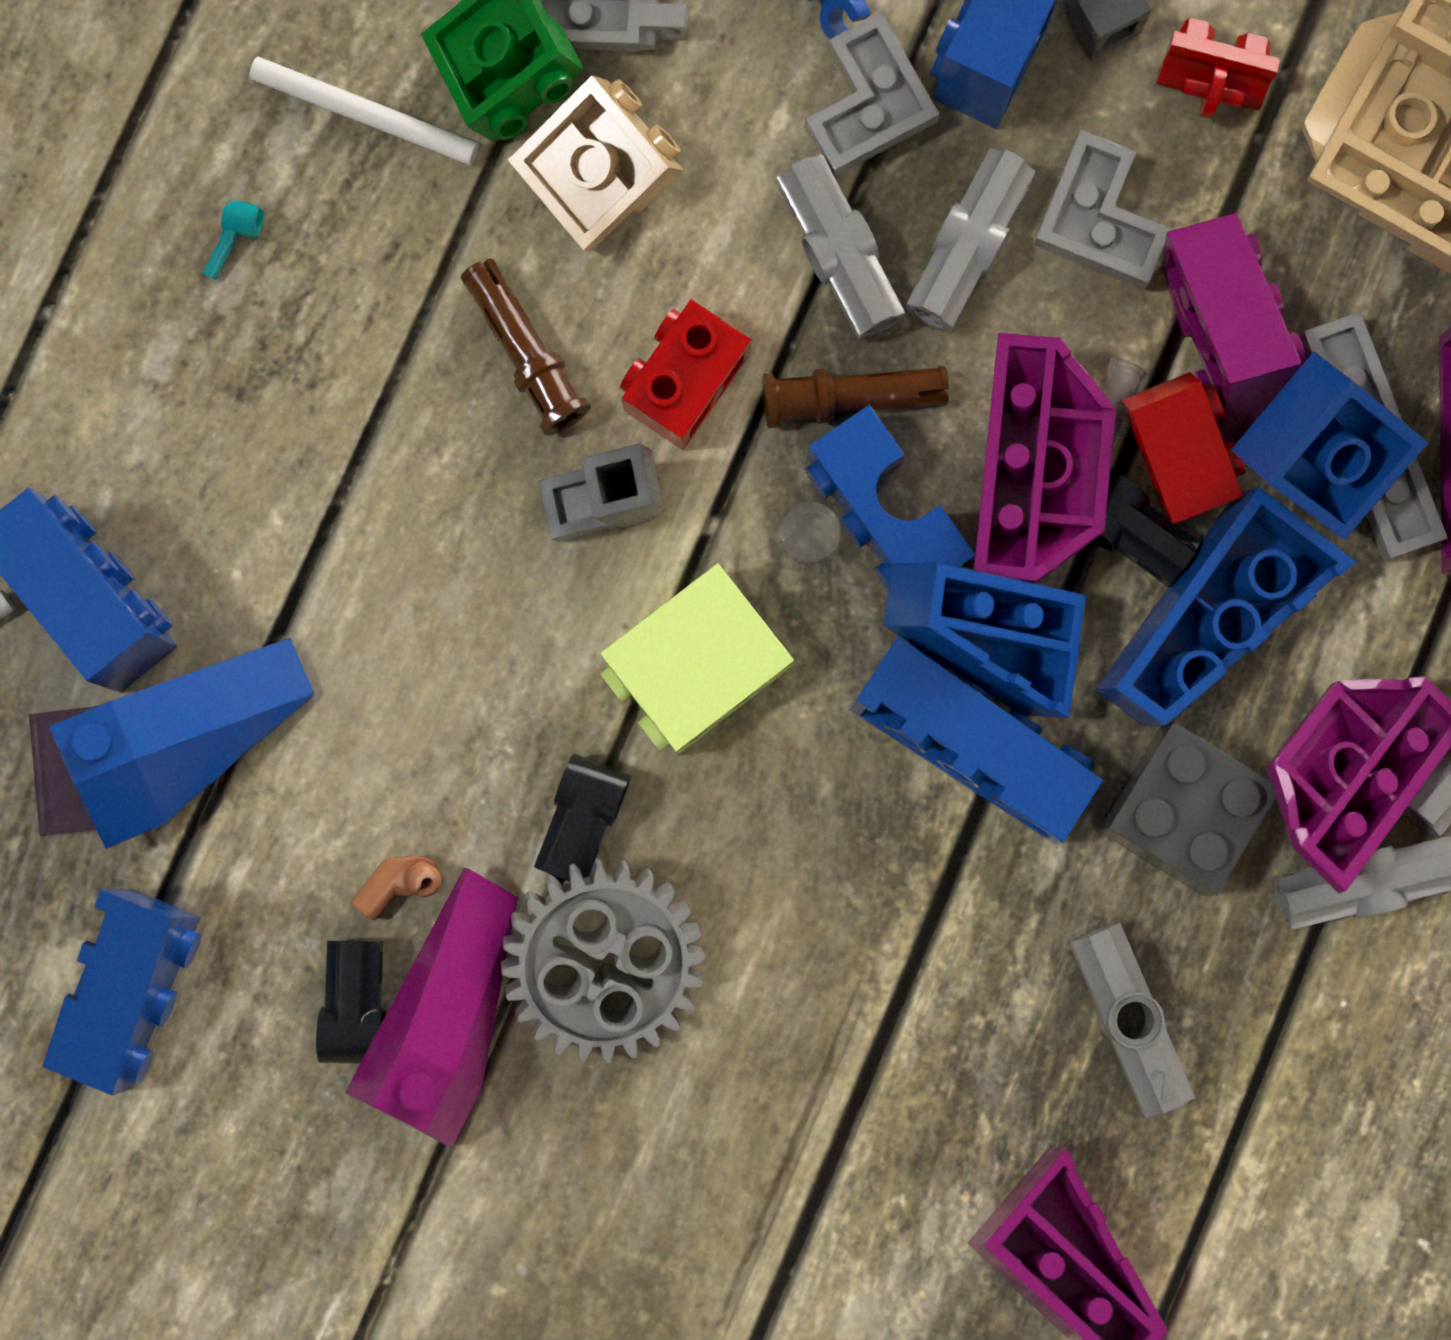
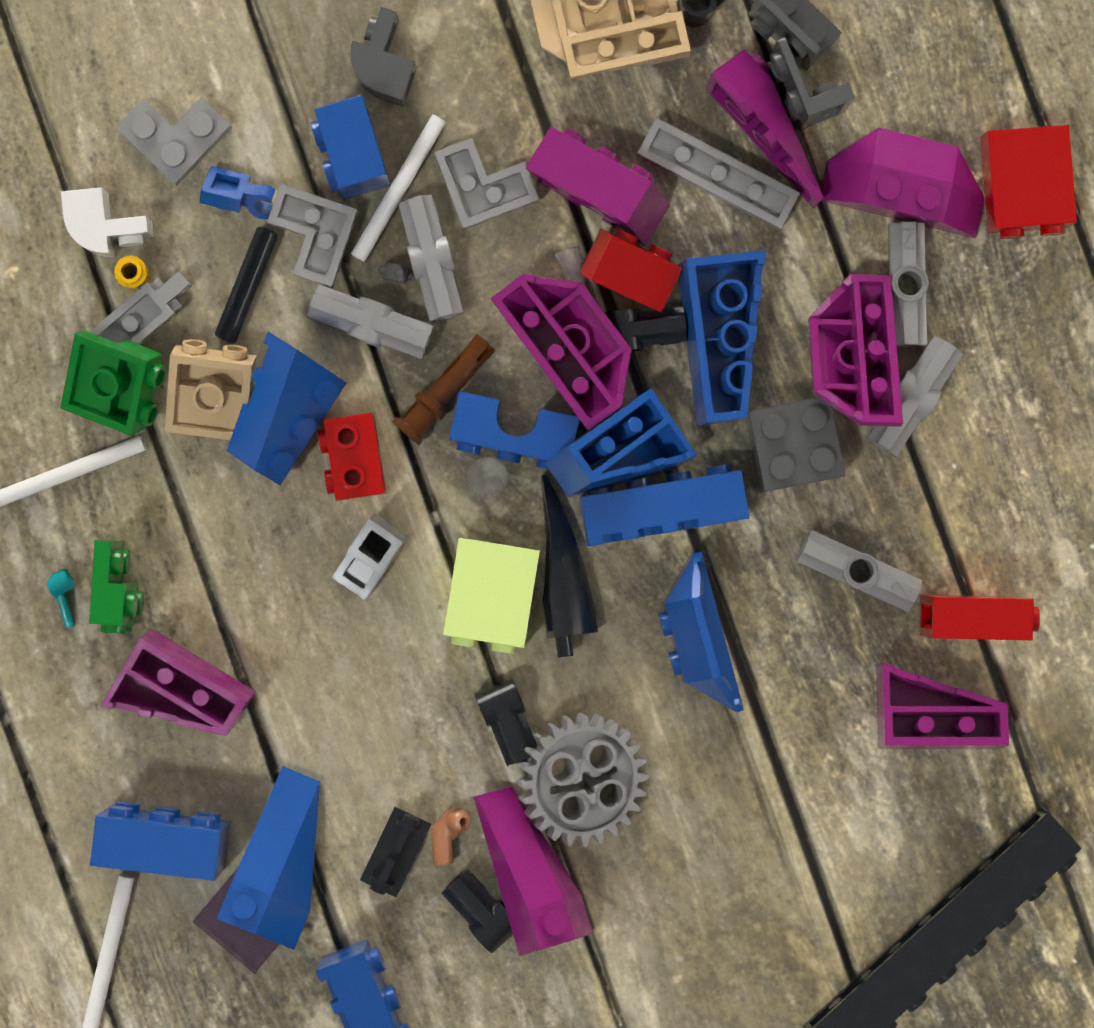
camera: 40 degrees left, 5 degrees up
(258, 439) = (178, 687): none -> magenta wedge
(280, 269) = (113, 602): none -> green plate
(320, 848) = (395, 852): none -> black hinge
(536, 369) = (279, 521): reddish brown pin -> none
(660, 248) = (283, 411): none -> blue wedge
(743, 88) = (246, 284): none -> black axle
(782, 736) = (566, 590): none -> black piece
(882, 923) = (698, 635): none -> blue wedge
(916, 222) = (395, 273): none -> dark grey piece
(1003, 136) = (398, 188): none -> white bar
(1216, 70) = (476, 59): red hips -> none
(1224, 1199) = (978, 617): none -> red brick
(1329, 446) = (702, 208): blue brick -> none

